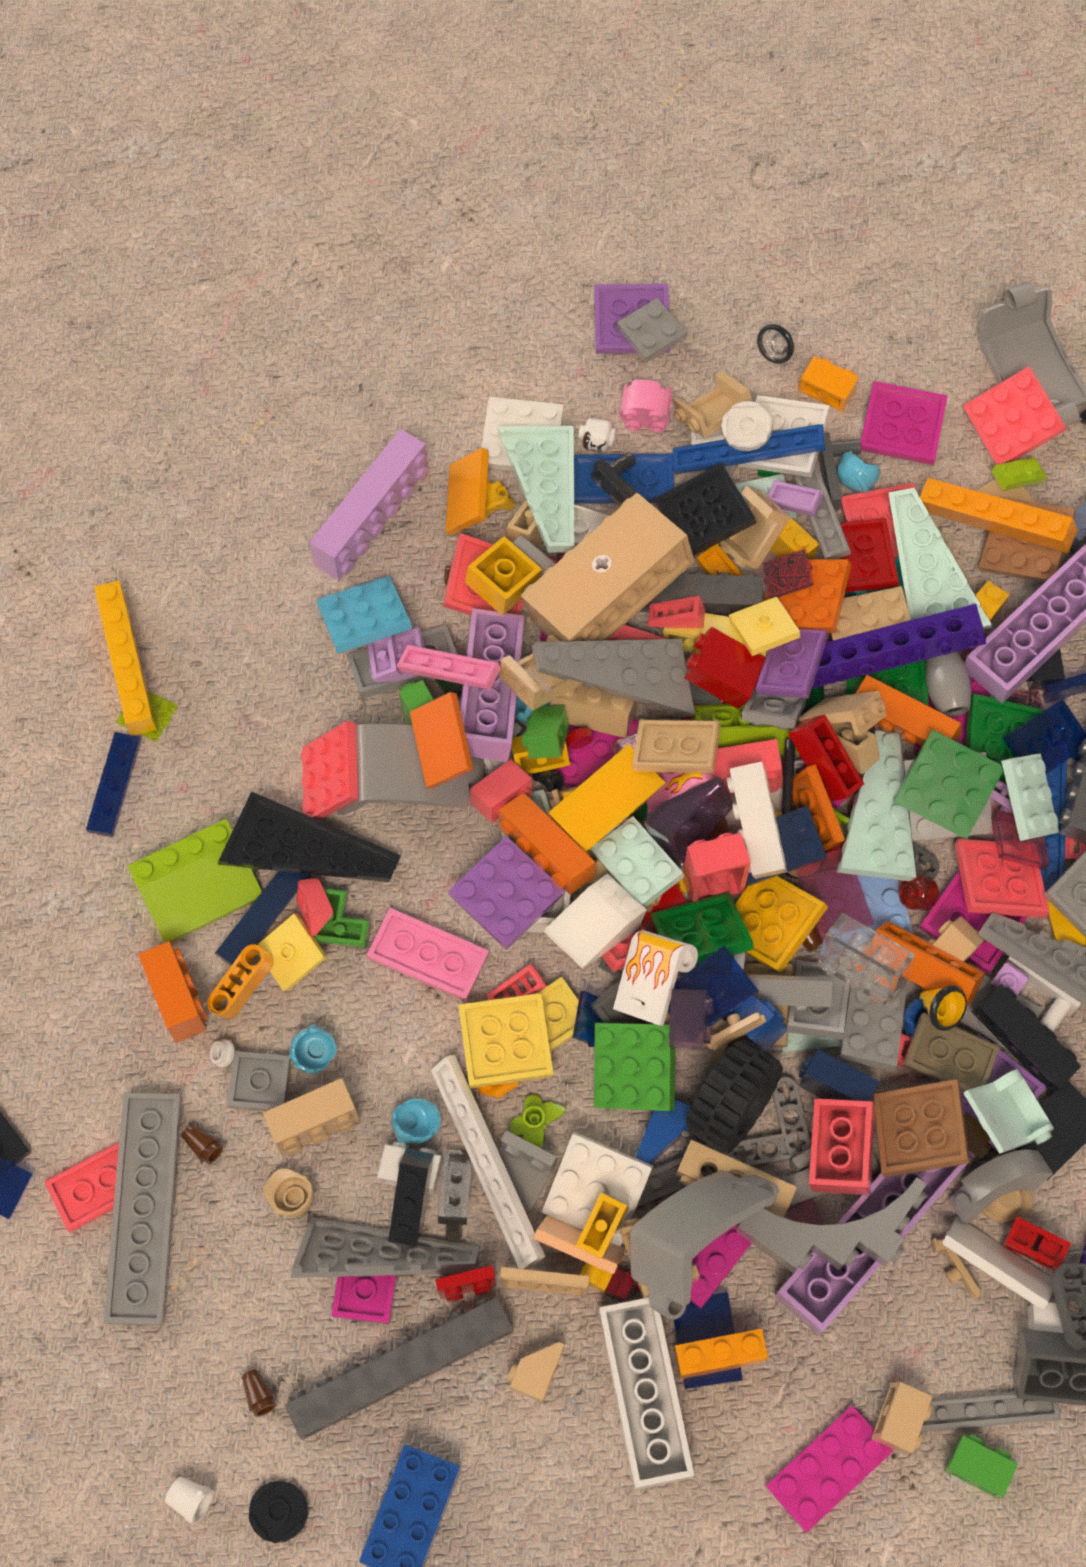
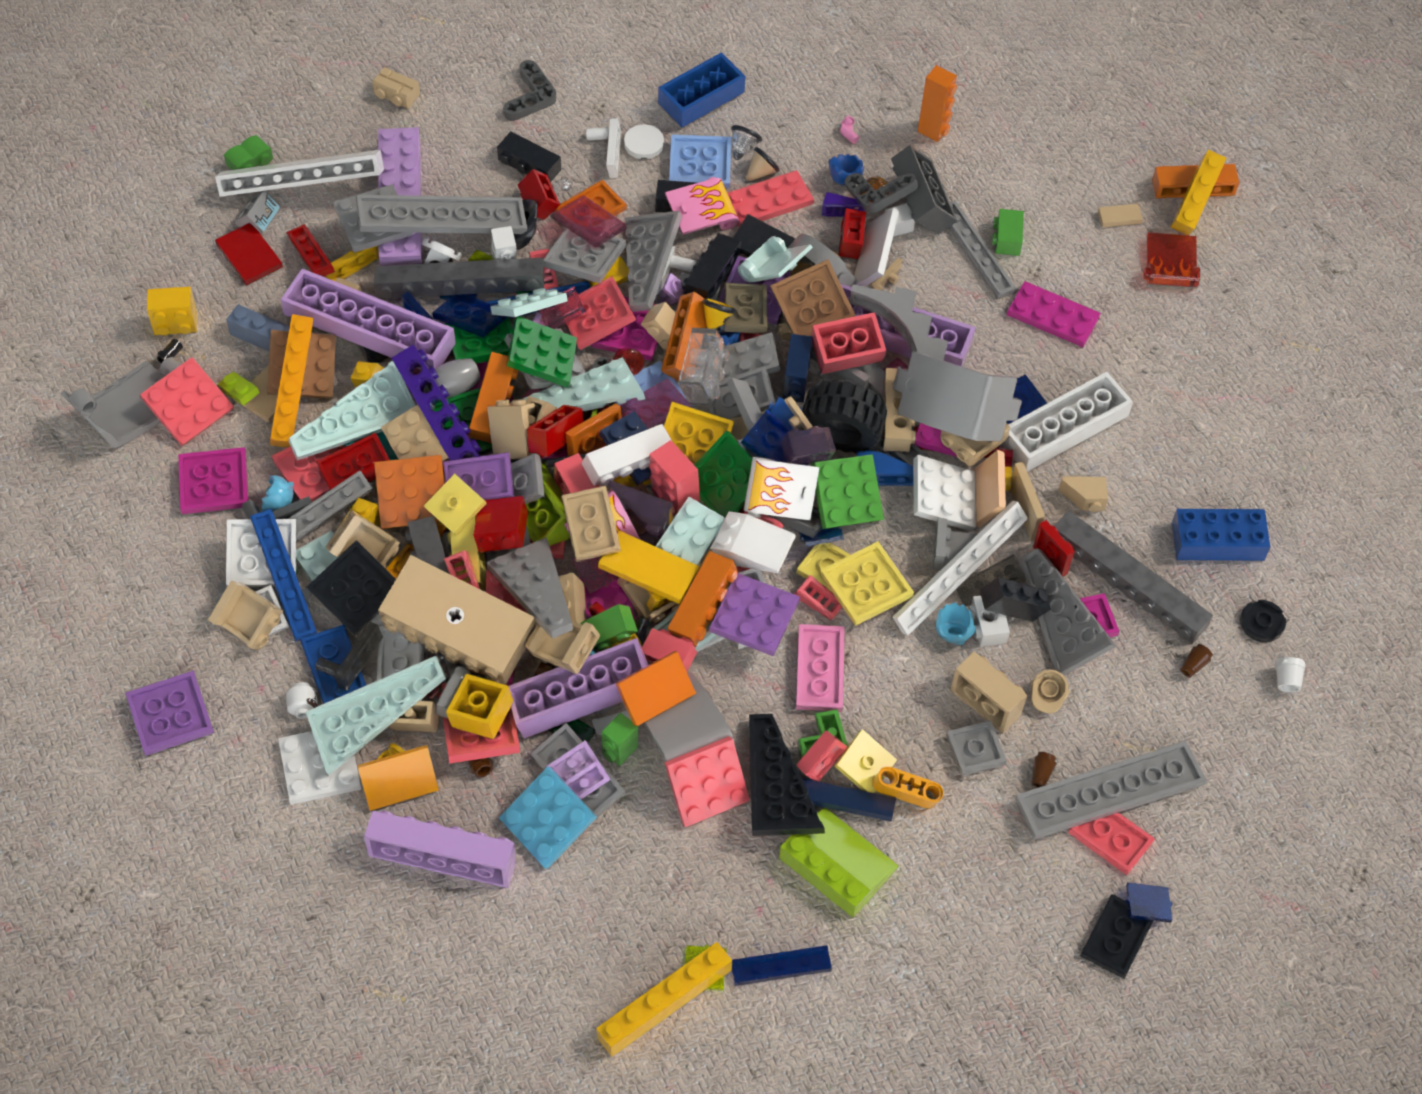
camera: 115 degrees left, 10 degrees down
(174, 991) = (940, 829): orange brick -> none
(222, 1052) = (972, 784): white plate -> none
(312, 1049) = (935, 717): medium azure hair -> none
(449, 667) = (583, 714): bright pink tile -> none
(535, 1119) = (911, 554): lime animal -> none
(602, 1225) = (974, 467): yellow slope -> none
(646, 405) = (264, 665): bright pink brick -> none
(651, 330) = (181, 687): light grey plate -> none
(720, 1353) = (1026, 388): light orange brick -> none
(747, 426) = (266, 575): white tile -> none
(774, 337) = (163, 589): clear hat -> none
(788, 574) = (397, 506): clear pink piece -> none
(796, 497) = (319, 528): lavender tile -> none
(828, 383) = (191, 542): light orange brick -> none
(902, 1418) = (1004, 274): tan brick -> none

